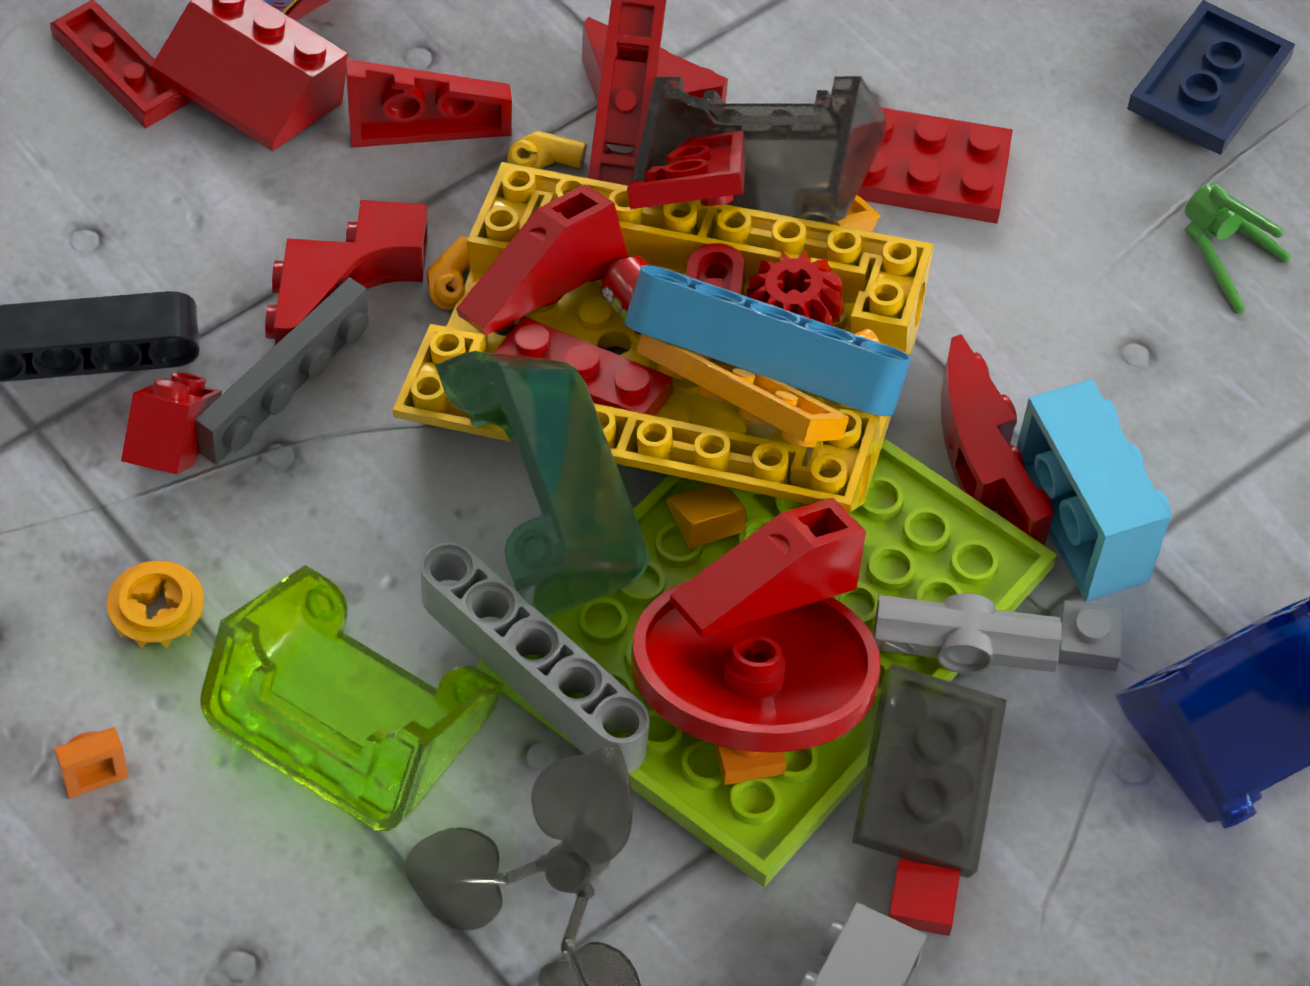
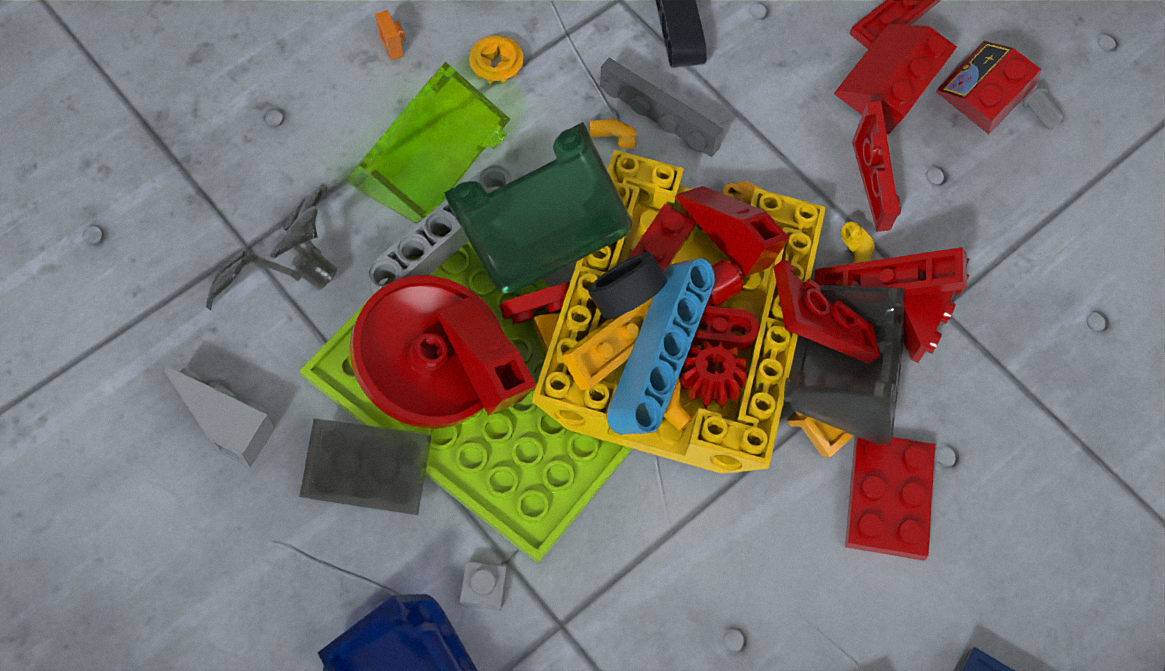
camera: 90 degrees right, 10 degrees up
(163, 424) = (616, 42): red slope -> none
(313, 437) = (614, 128): none -> light orange arm
(379, 249) = (761, 151): red arch -> none
(668, 543) = (522, 307): none -> red plate
(713, 360) = (627, 285): none -> black tyre
(924, 896) = (286, 468): red tile -> none
(967, 633) = (460, 489): light grey piece -> none
(978, 439) = (646, 511): red slope -> none
(1102, 500) = (583, 579): medium azure brick -> none

